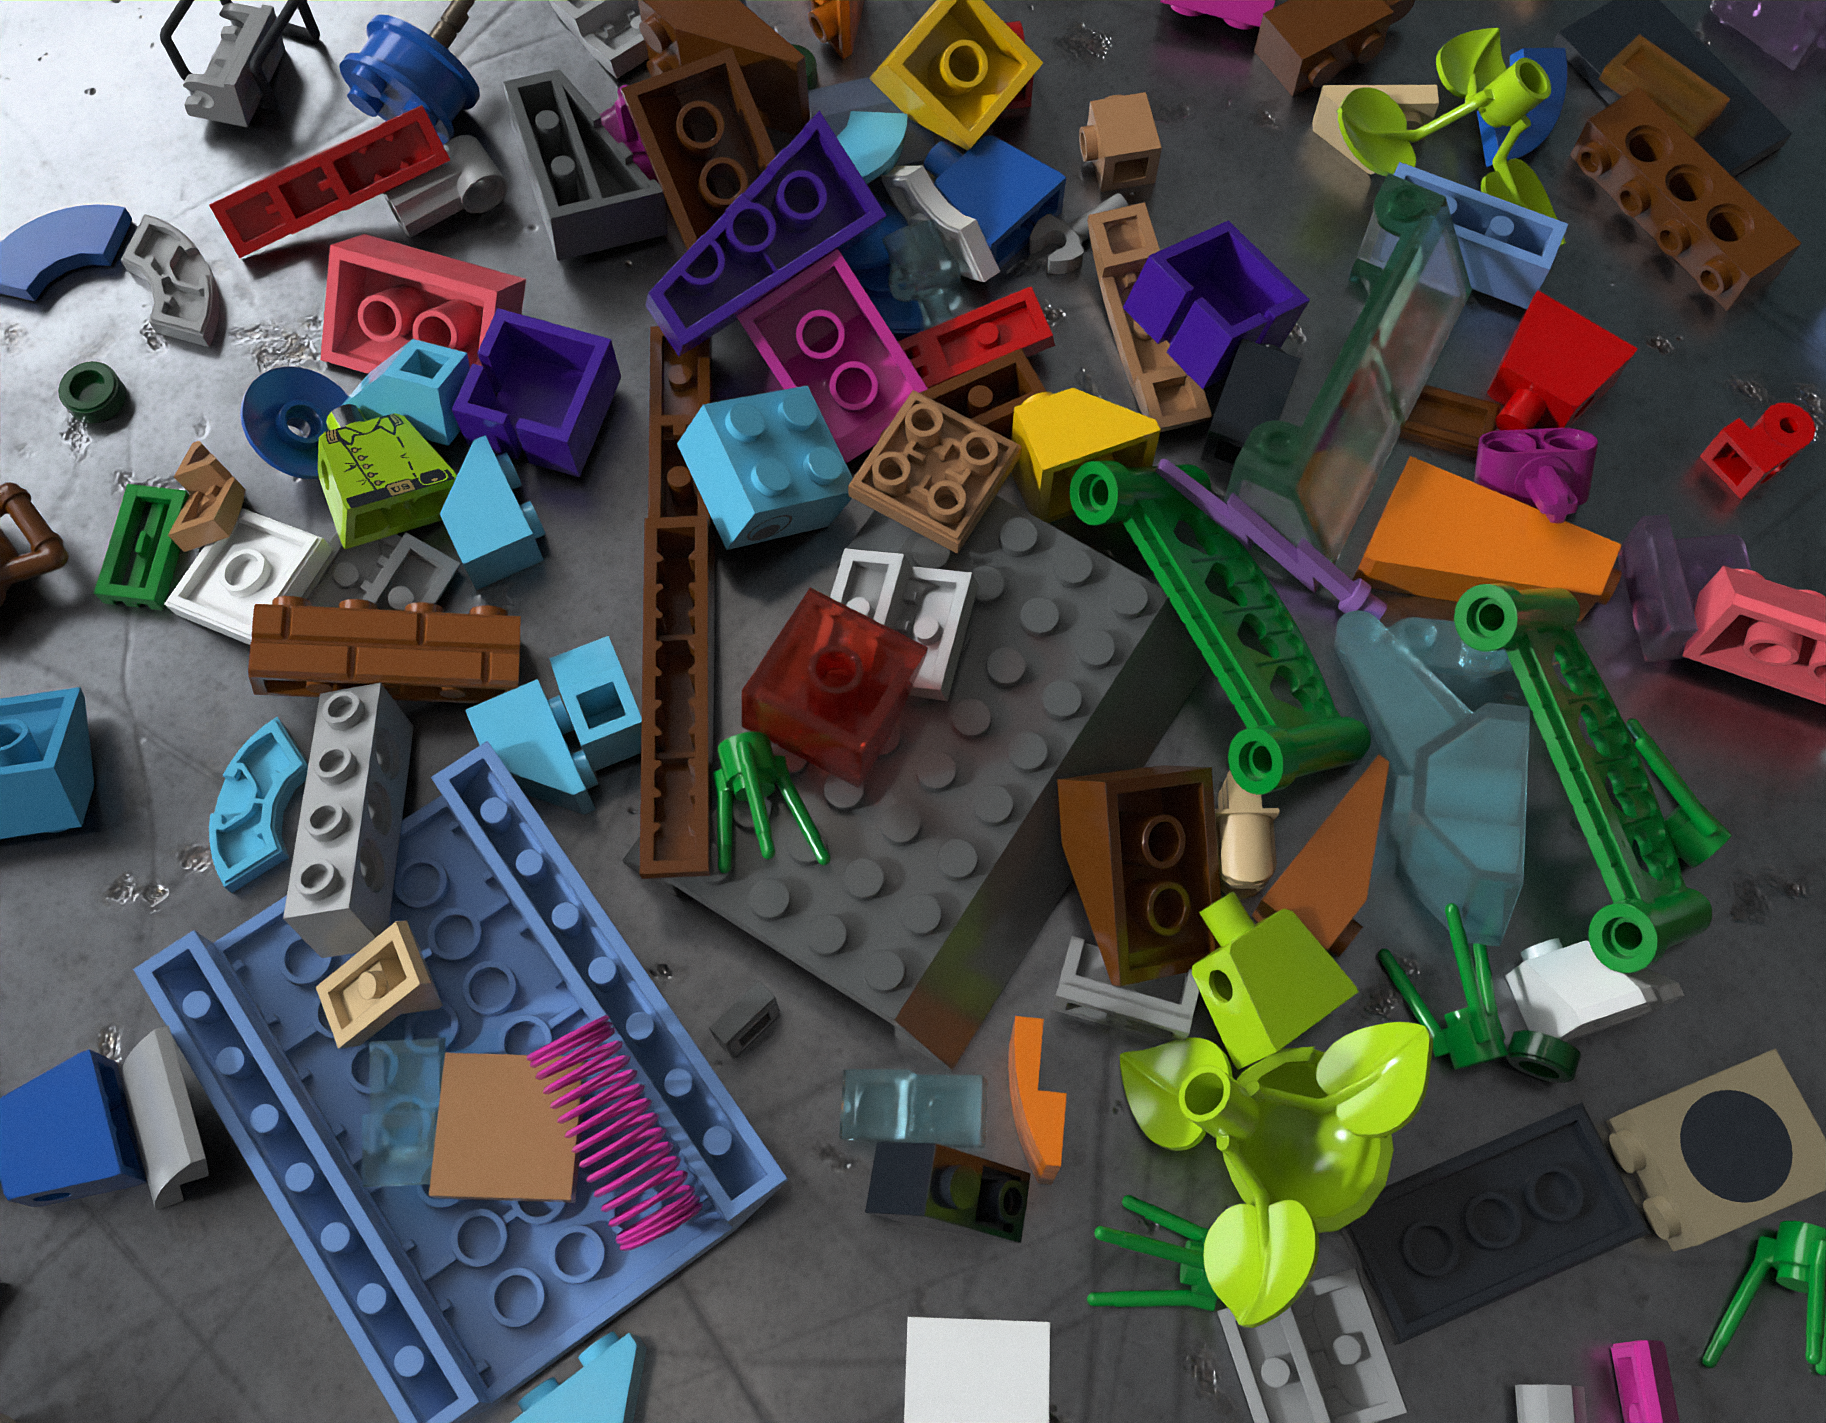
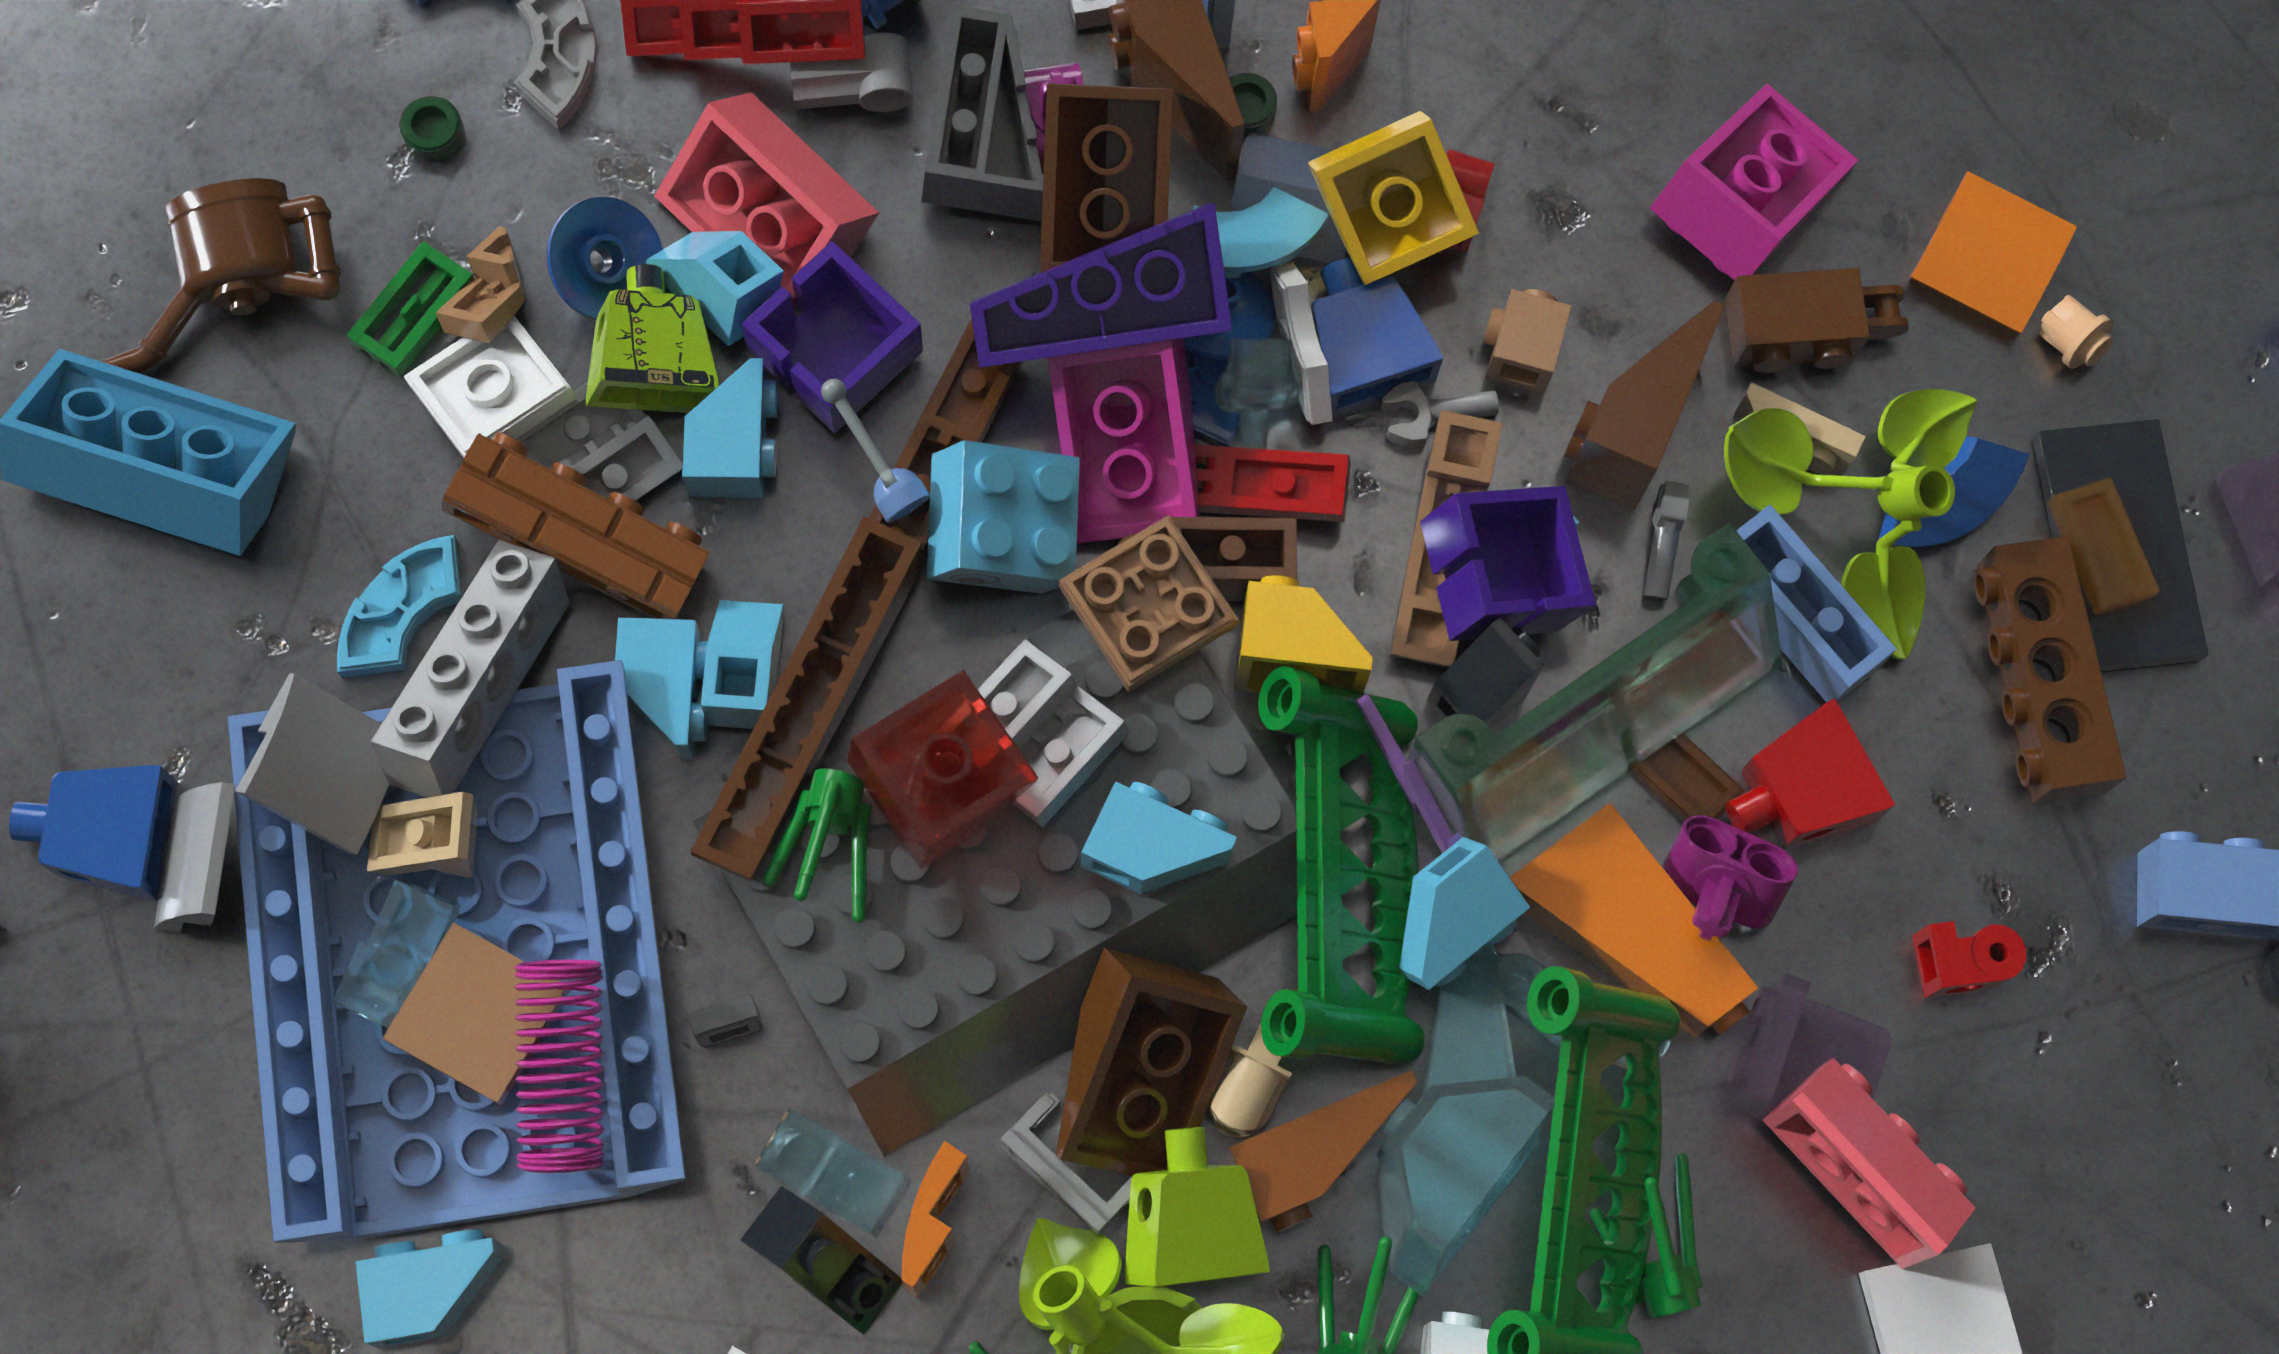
camera: 20 degrees right, 5 degrees up
(242, 971) = (317, 765): none -> light grey slope
(662, 483) = (897, 489): none -> hinge
(1054, 663) = (1152, 844): none -> medium azure slope
(1256, 149) = (1626, 435): none -> reddish brown slope
(1313, 220) = (1668, 520): none -> light grey bar
(1339, 600) = (1455, 910): none -> medium azure slope

